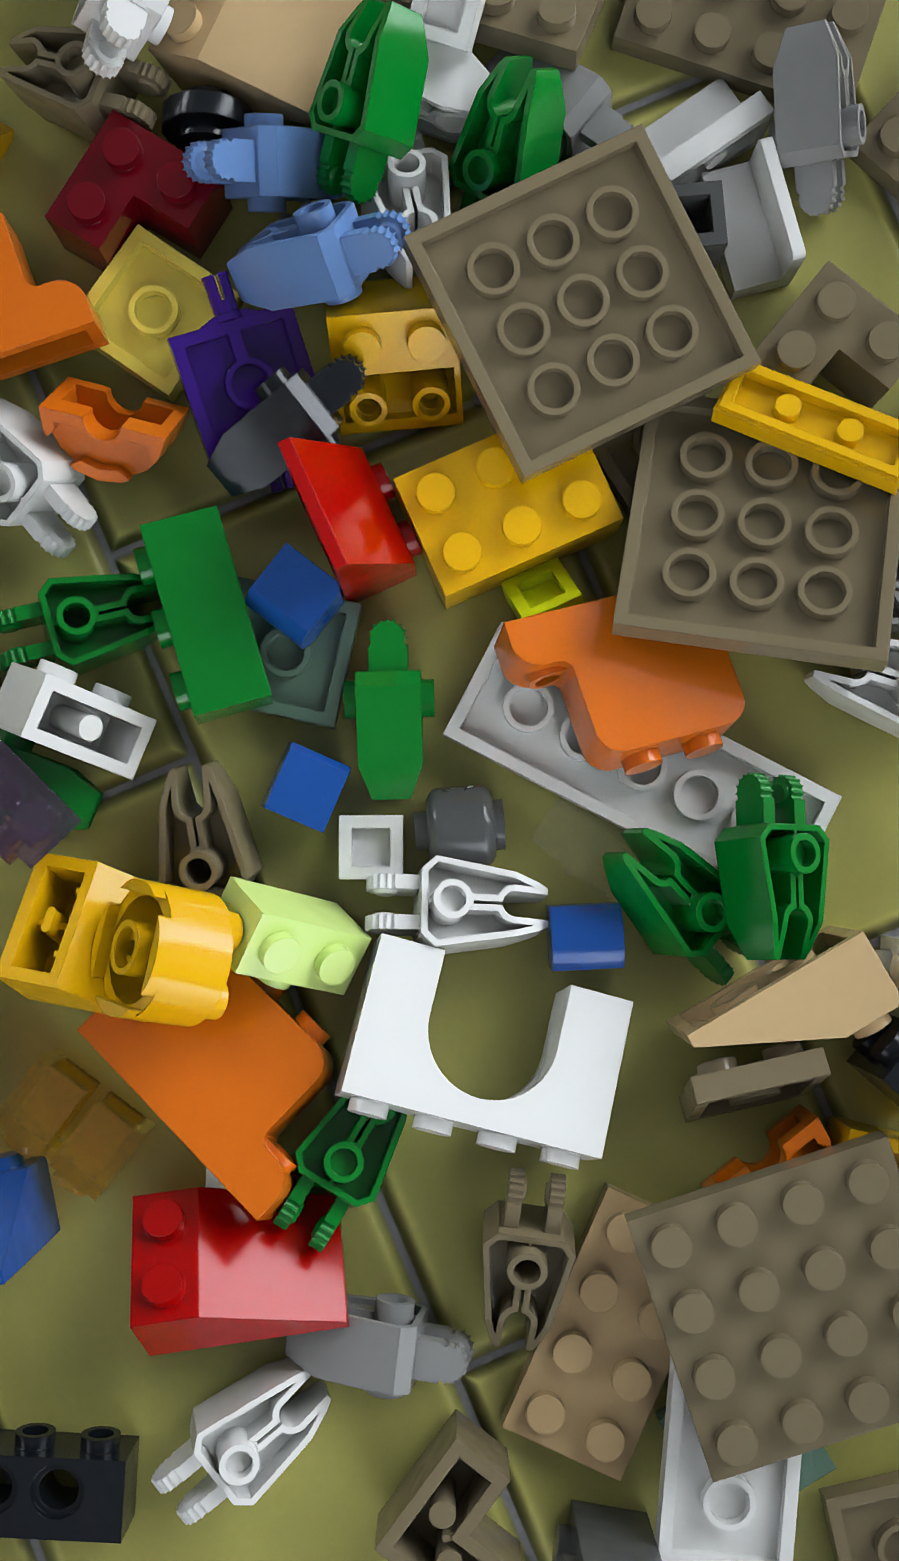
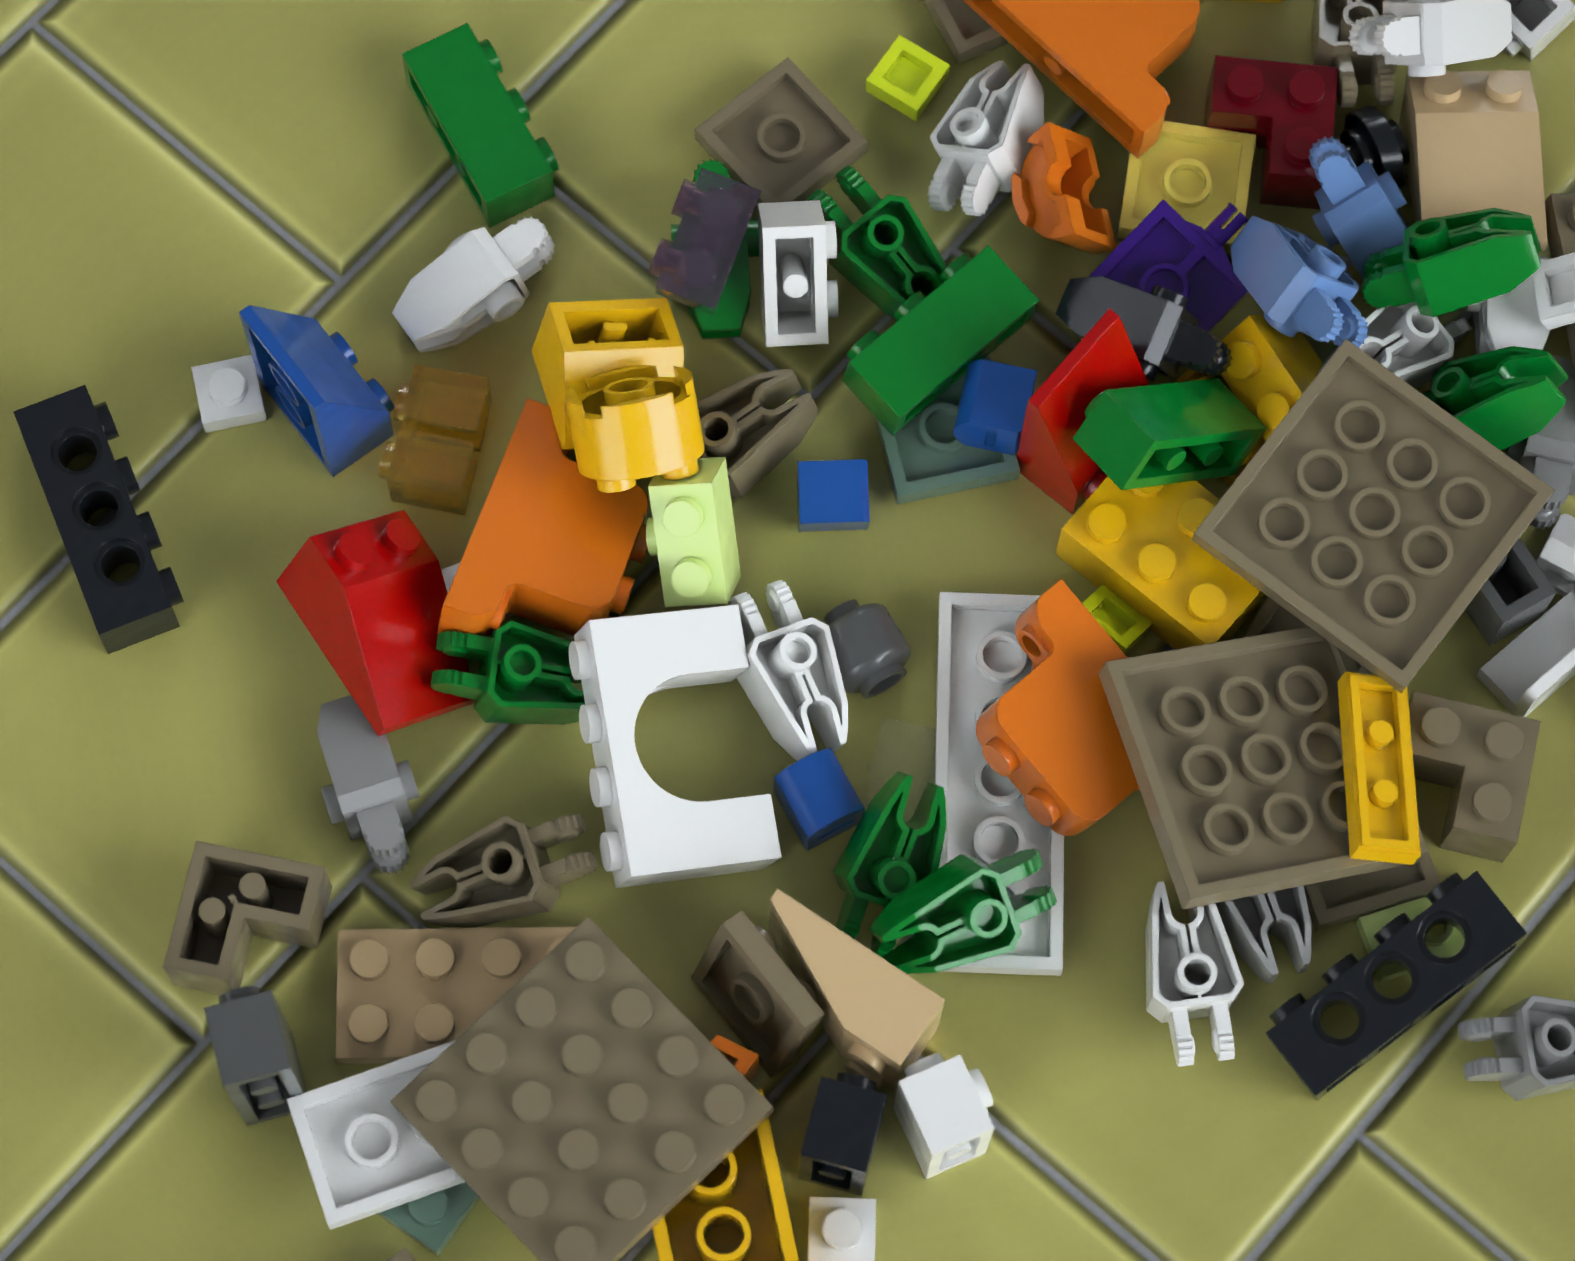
camera: 65 degrees right, 15 degrees down
(244, 1438) = (221, 694): white hinge -> none
(370, 845) = (810, 576): white plate -> none
(389, 714) = (934, 538): green hinge -> none
(407, 454) = (1168, 433): none -> green brick

